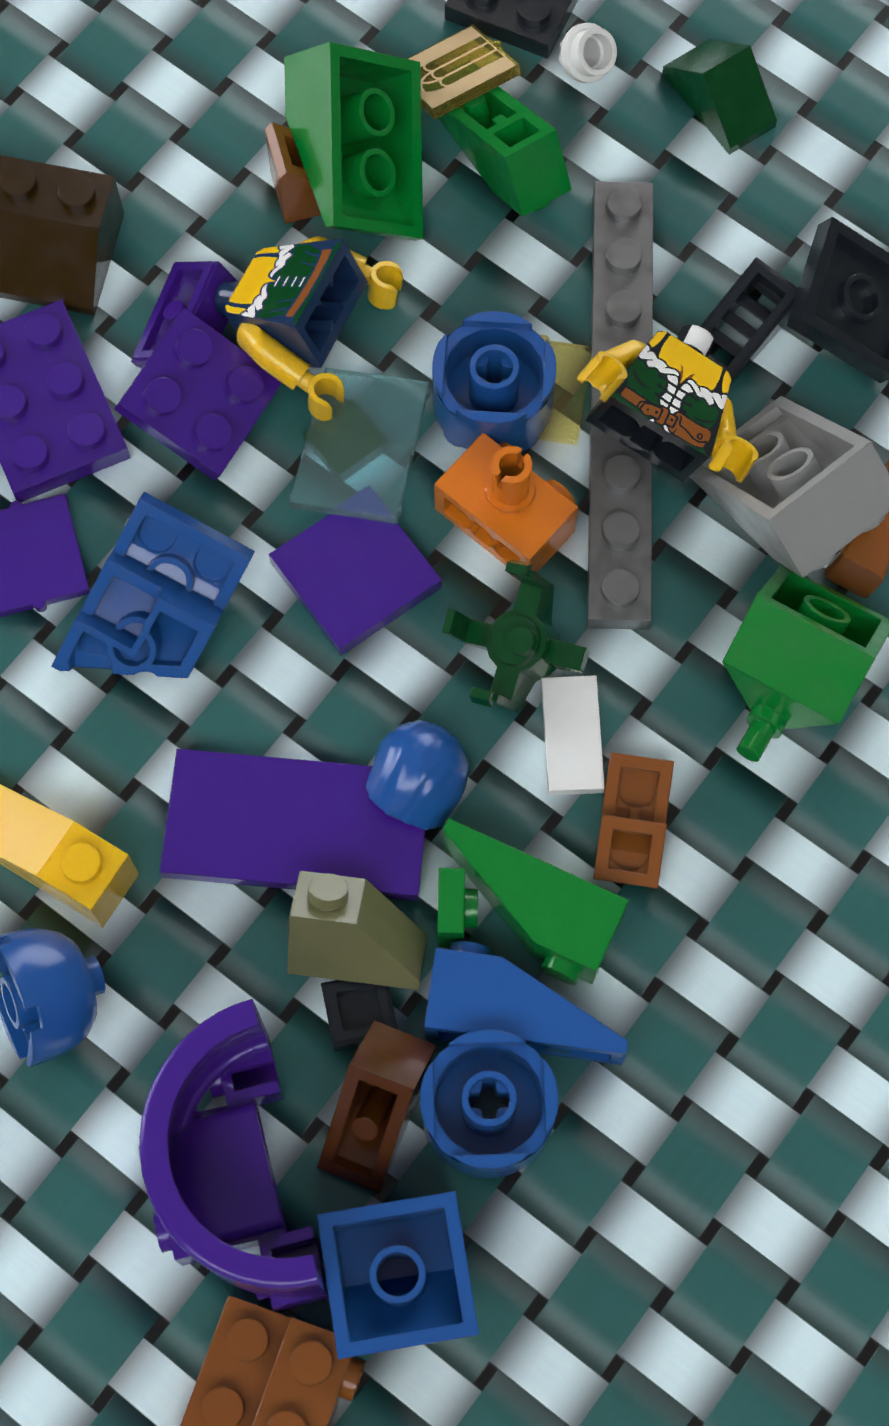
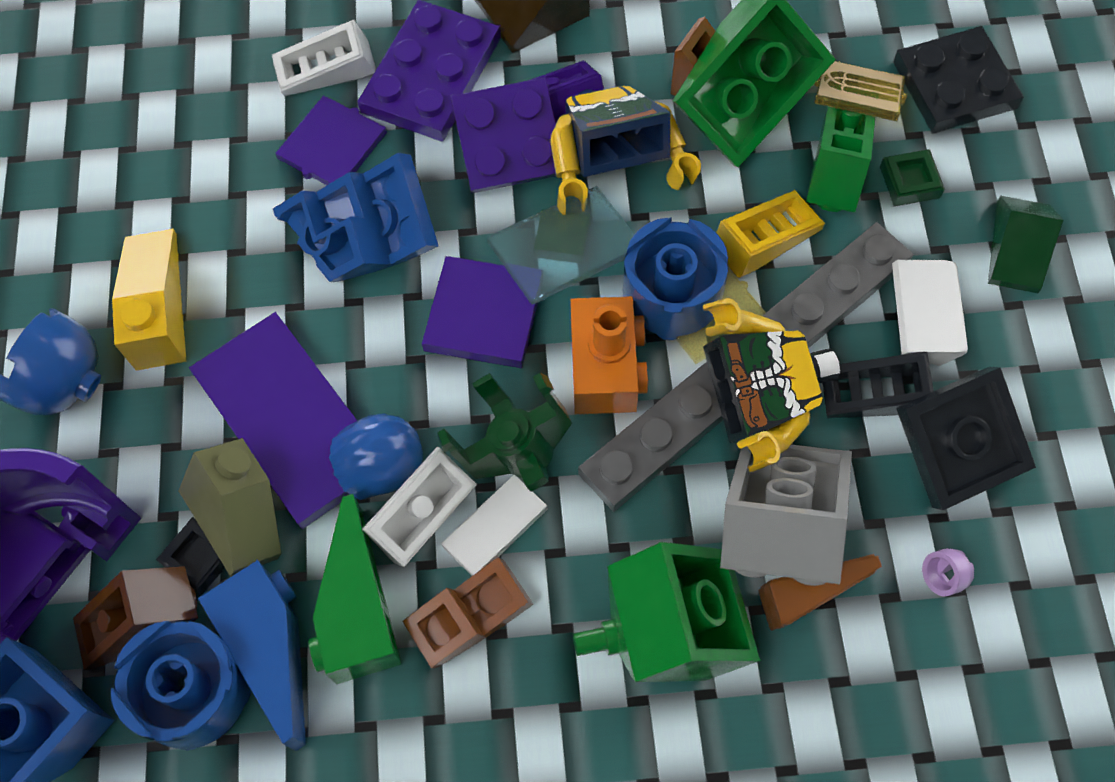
camera: 50 degrees right, 5 degrees down
(455, 906) = (304, 551): green plate -> none
(510, 776) = (419, 507): none -> white slope
(513, 300) = (747, 252): none -> yellow slope
(578, 114) = (912, 177): none -> dark green tile
(587, 52) = (955, 144): white plate -> none
(716, 218) = (930, 309): none -> white slope

